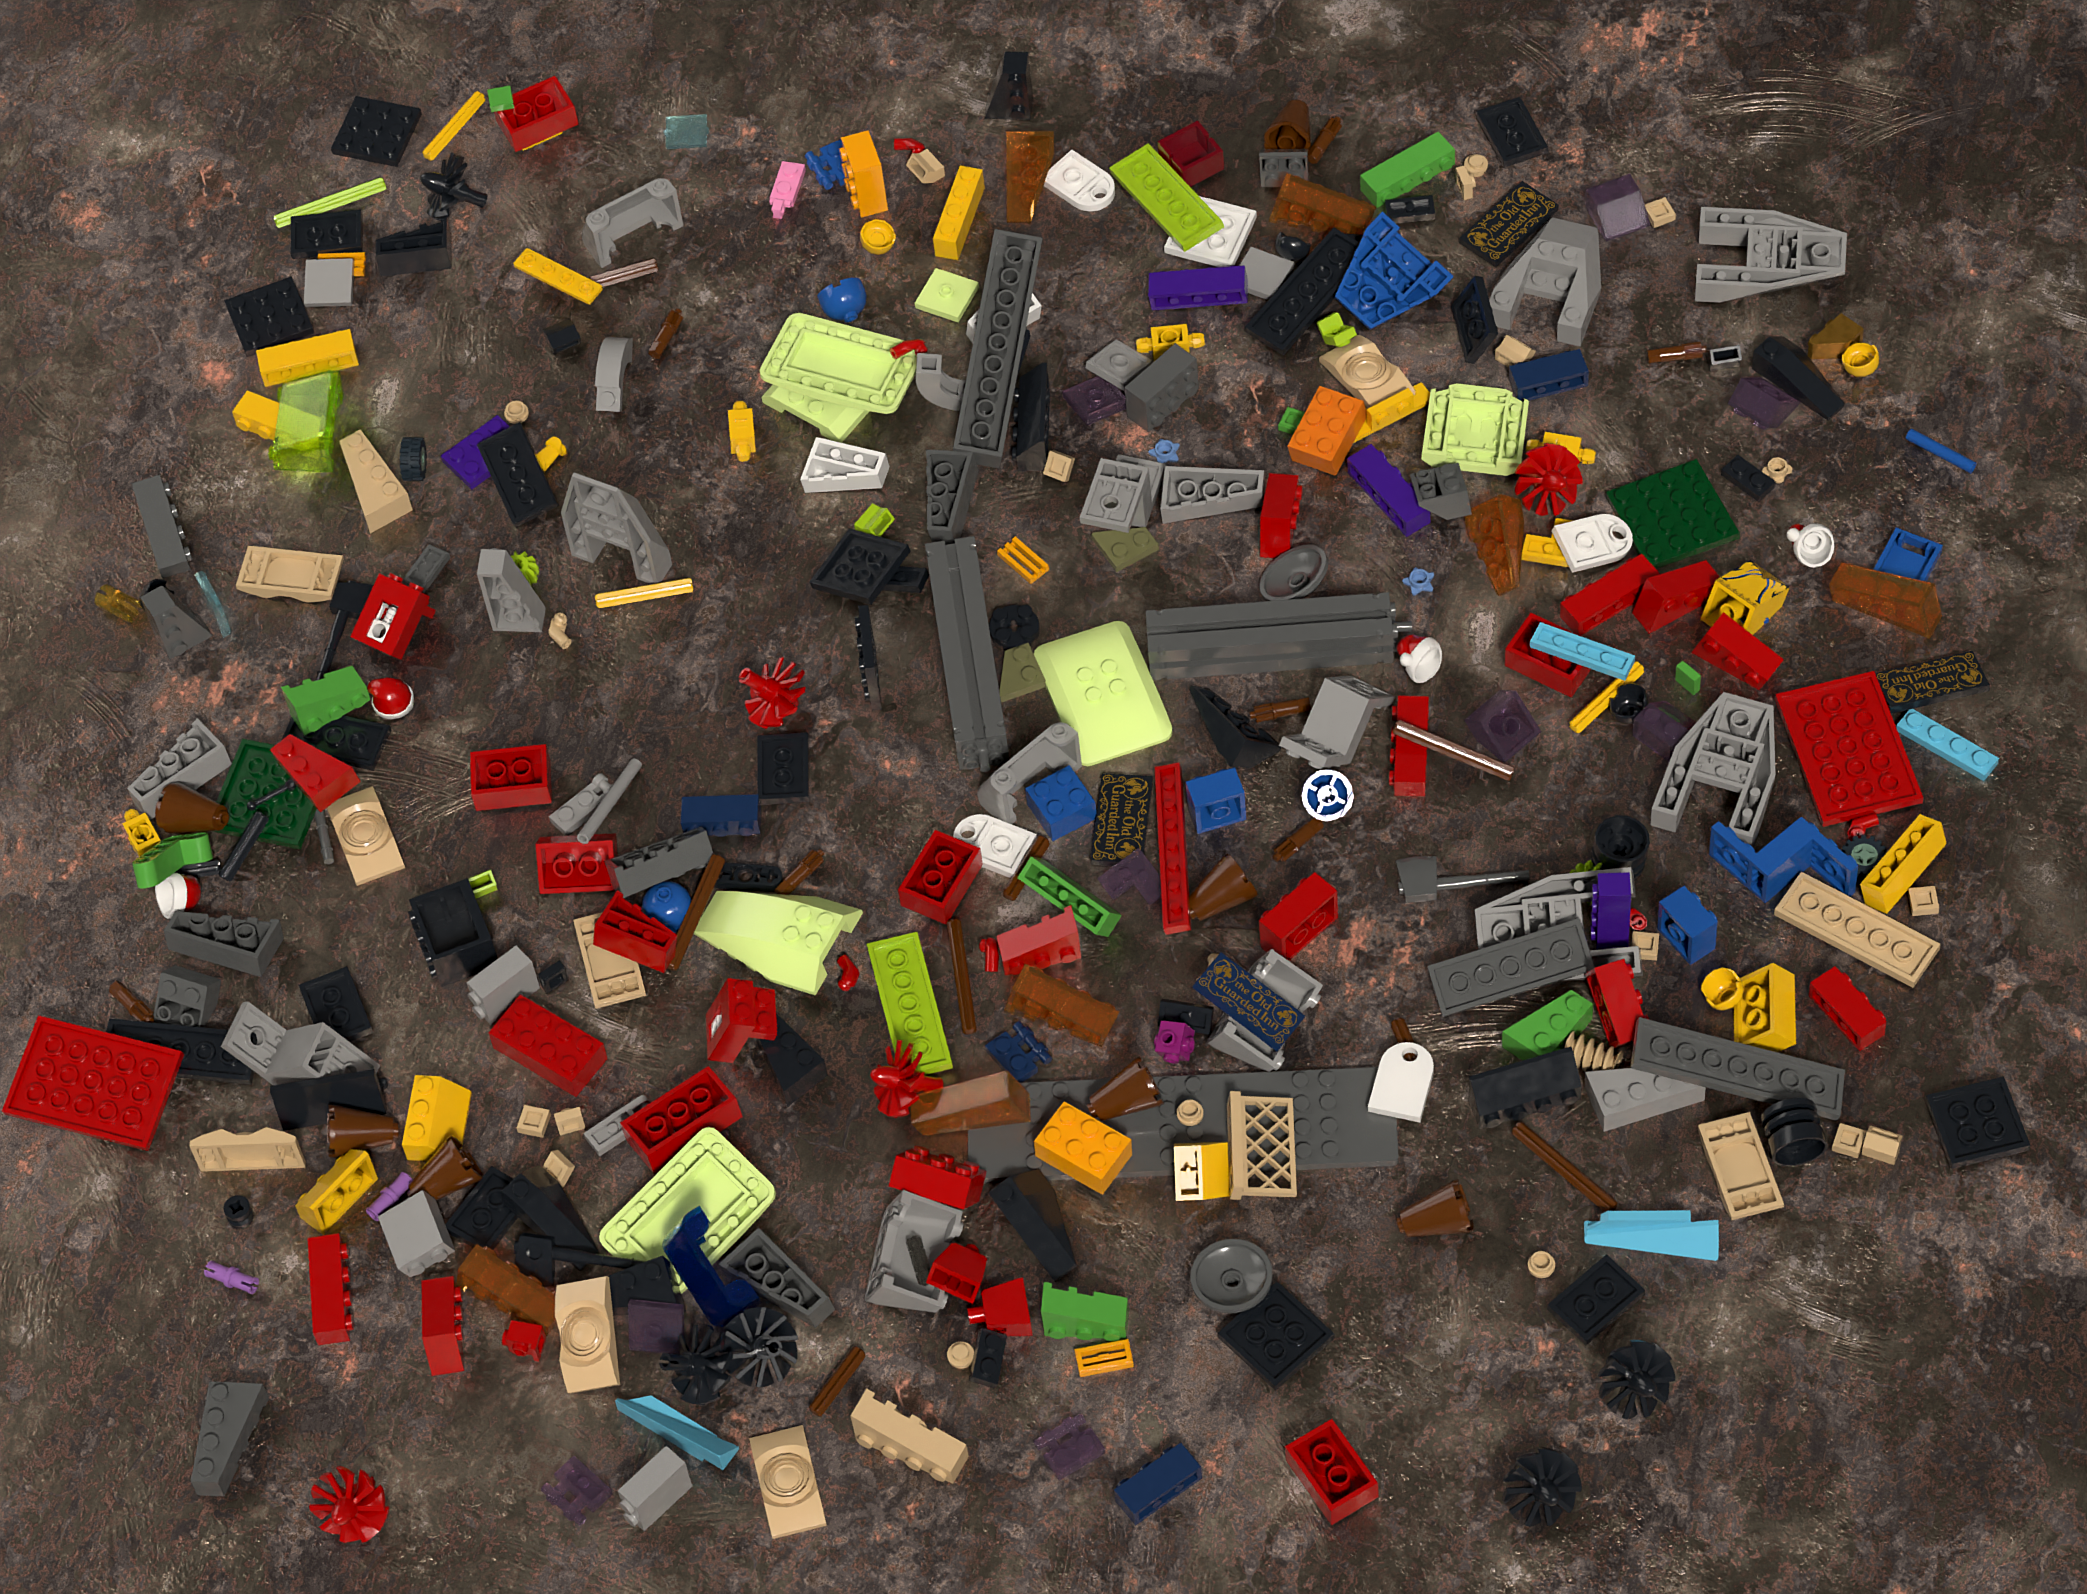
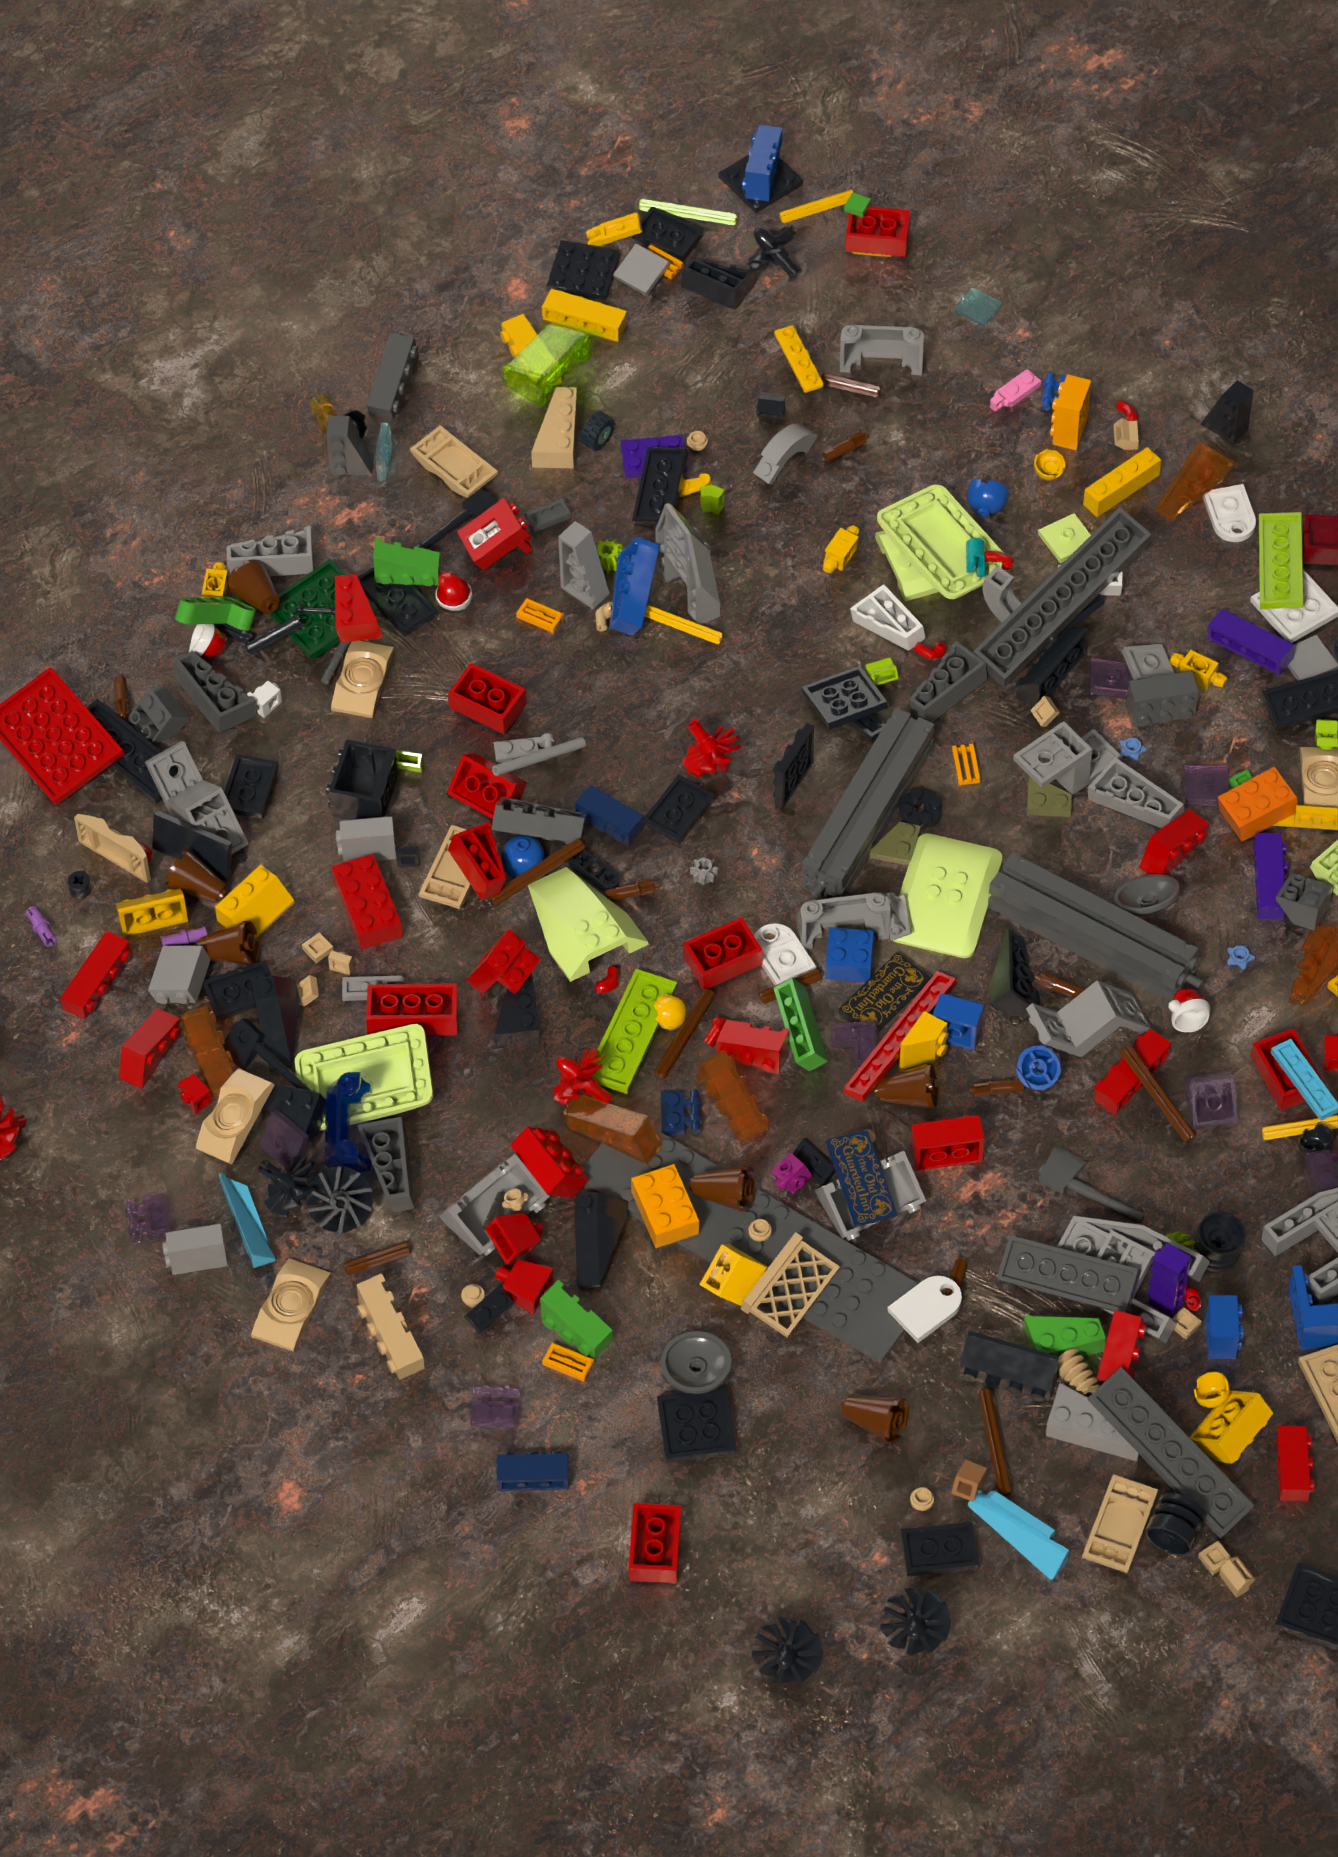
camera: 30 degrees right, 0 degrees up
(273, 260) = (614, 230): none -> yellow hinge
(286, 909) = (267, 698): none -> white brick
(373, 113) = (762, 163): none -> blue wedge
(494, 672) = (537, 617): none -> light orange tile
(570, 582) = (633, 585): none -> blue wedge
(577, 457) = (712, 499): none -> lime piece
(856, 811) = (703, 871): none -> light grey gear
(886, 358) = (975, 556): none -> teal hinge
(906, 476) = (930, 653): none -> red arm
(925, 1234) = (514, 1199): none -> tan plate
(935, 961) = (670, 1012): none -> yellow hair
(1089, 745) = (899, 916): none -> light grey hinge
(1202, 837) = (924, 1042): none -> yellow slope
(1261, 443) = (1205, 784): none -> clear purple plate
(1573, 1217) = (969, 1480): none -> medium nougat brick

